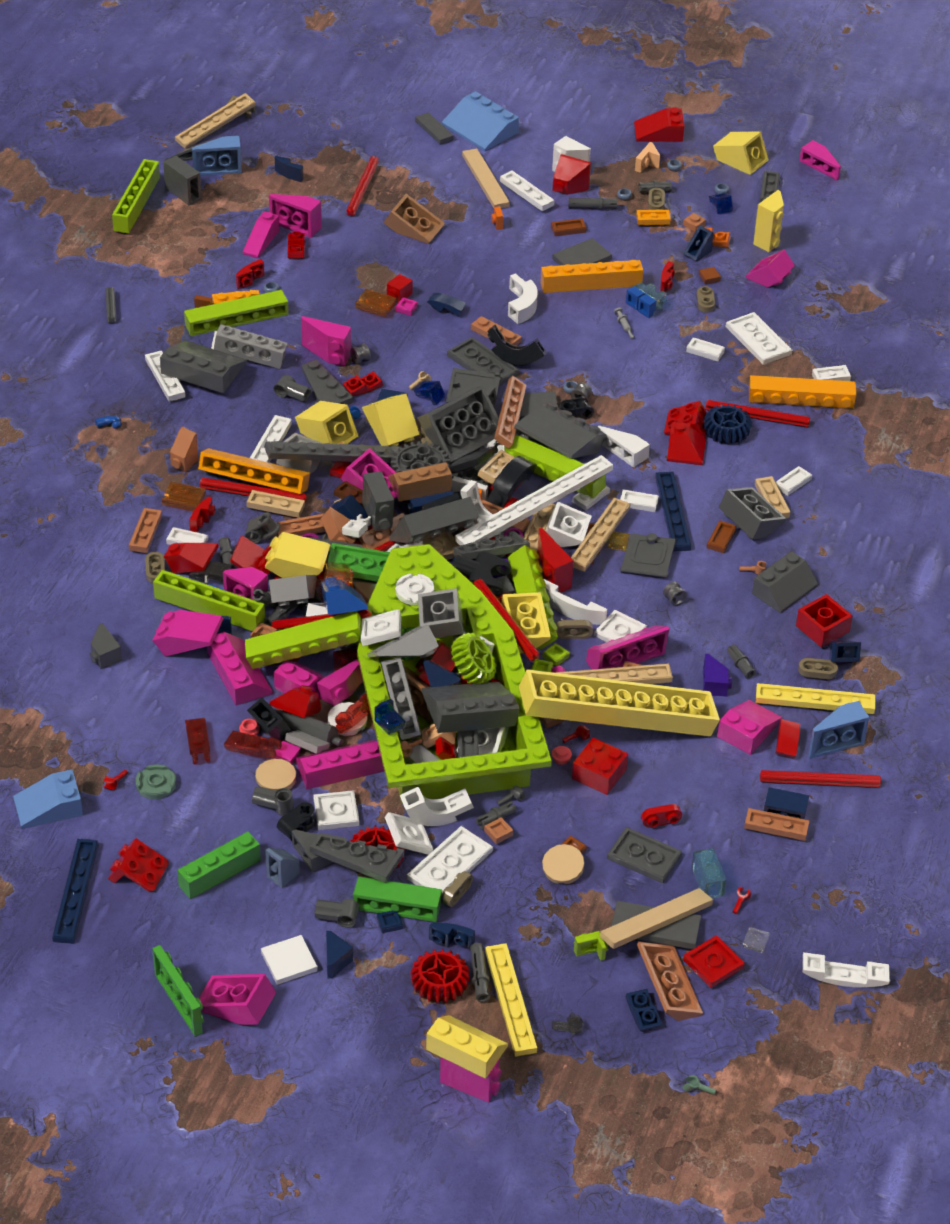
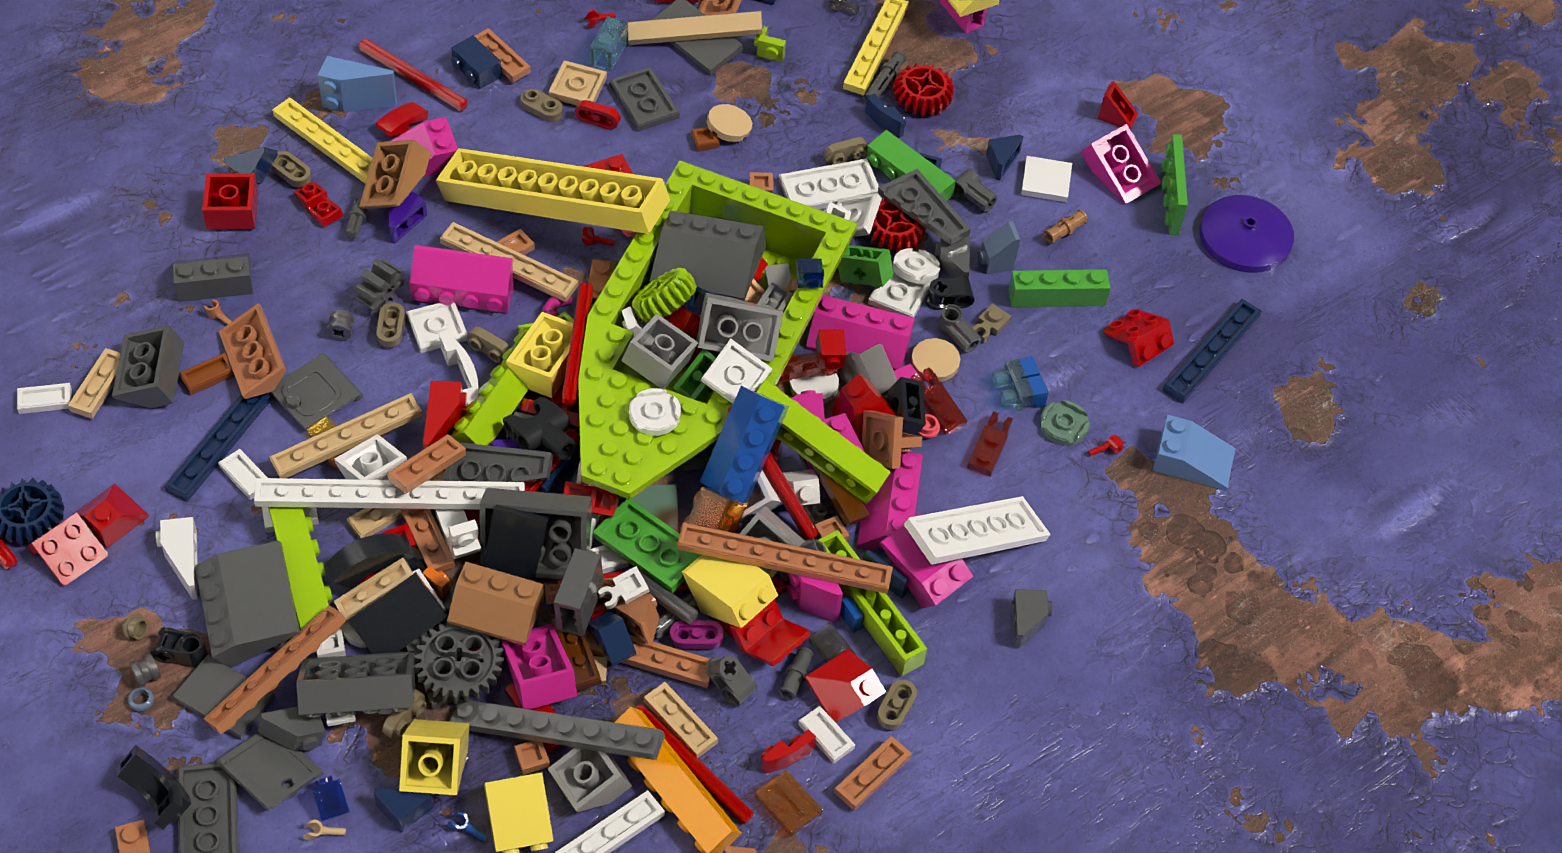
camera: 150 degrees left, 10 degrees up
(98, 1002) = (1246, 233): none -> dark purple dish
(165, 658) = (976, 530): none -> white plate
(200, 784) = (1023, 384): none -> clear light blue hips
(250, 915) = (1065, 227): none -> medium nougat pin
(255, 822) = (992, 321): none -> dark tan plate
(262, 682) = (884, 438): none -> nougat bracket
(269, 1050) = (1117, 108): none -> red slope
(271, 568) = (785, 558): none -> nougat tile
(338, 824) = (915, 266): none -> white tile
(343, 708) = (831, 348): none -> red brick
(370, 795) = (866, 266): none -> bright green brick
(527, 516) = (426, 464): none -> nougat plate
(609, 408) = (135, 627): none -> dark tan plate
(646, 611) = (390, 326): none -> dark tan plate
(674, 617) = (379, 284): none -> dark grey gear
(699, 832) = (577, 83): none -> tan plate
(705, 548) = (253, 353): none -> nougat slope
(710, 808) = (541, 105): none -> dark tan plate
(740, 681) = (394, 173): none -> medium nougat slope
(776, 661) = (318, 204): none -> red slope

